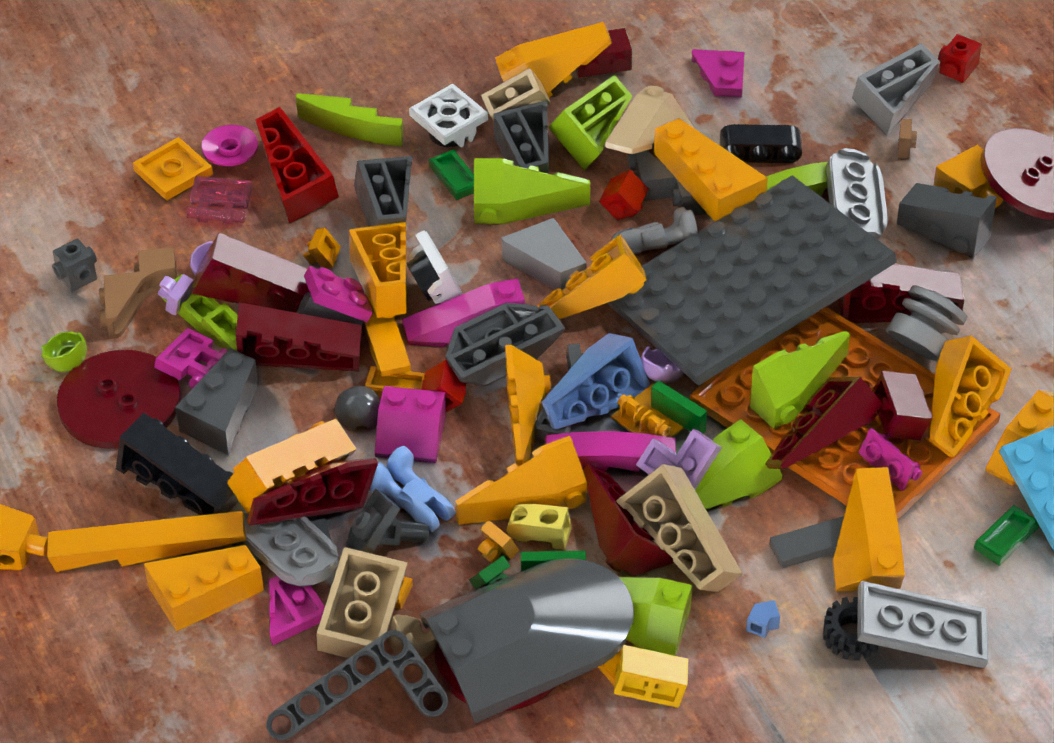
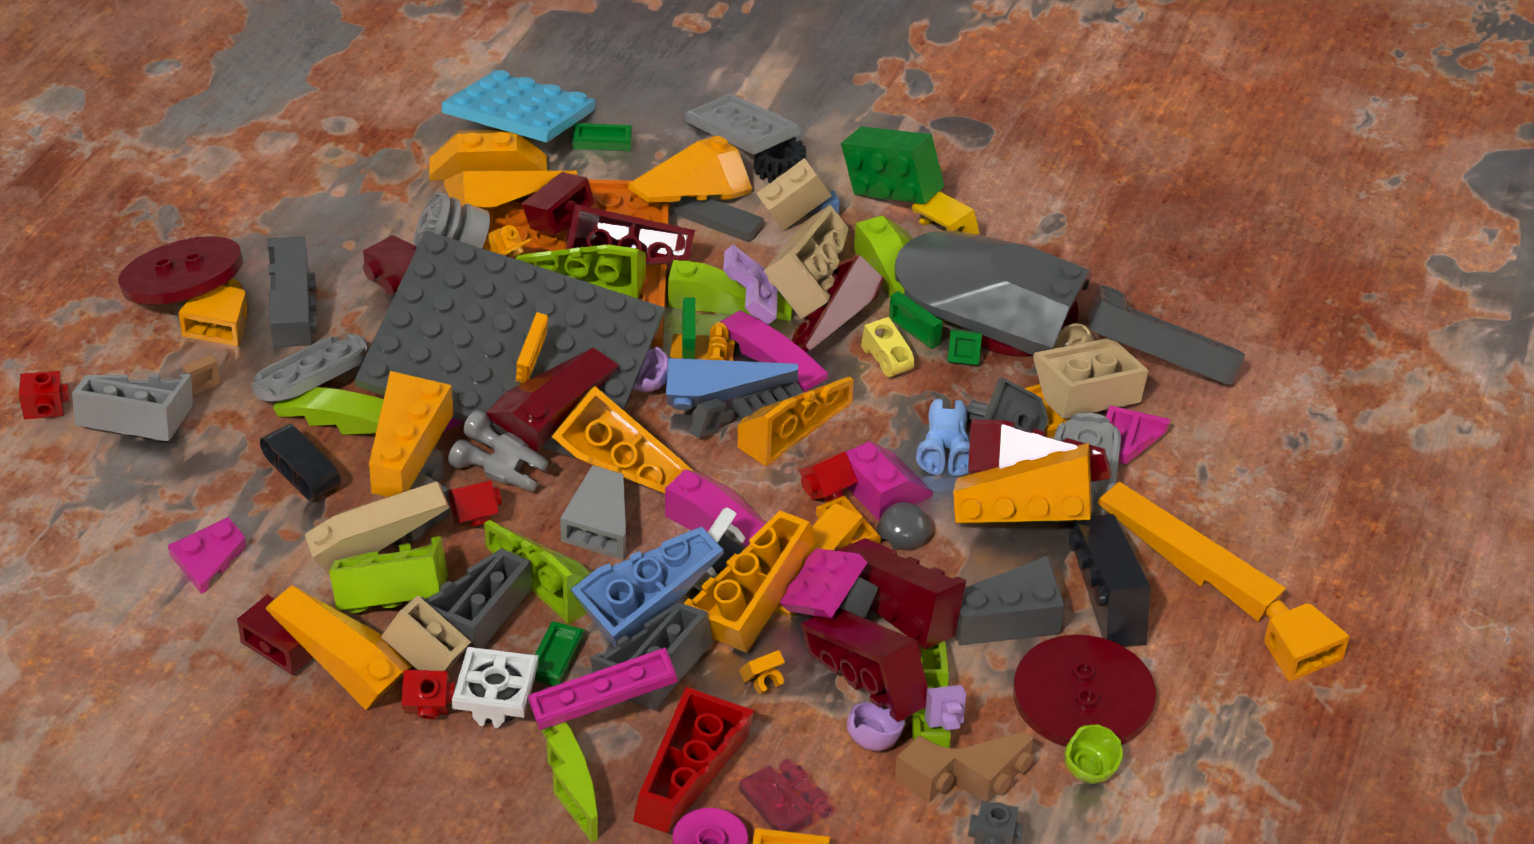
camera: 135 degrees left, 5 degrees down
(184, 356) = (991, 661): dark pink plate -> none
(203, 583) = (1181, 485): light orange wedge -> none
(375, 138) = (602, 688): none -> dark pink tile
(434, 199) = (646, 584): none -> medium blue wedge
(478, 82) = (427, 693): none -> red brick
(479, 344) = (746, 457): dark grey wedge -> none
(495, 543) = (931, 360): light orange tile -> none
(548, 478) = (871, 370): light orange wedge -> none
(669, 262) = (542, 403): none -> dark red wedge
(715, 262) = (531, 348): none -> light orange tile
(737, 656) = (892, 164): none -> green brick
(777, 577) = (794, 194): none -> tan brick
(871, 331) = (505, 241): none -> light orange hinge
(883, 453) = (613, 192): dark pink hinge -> none

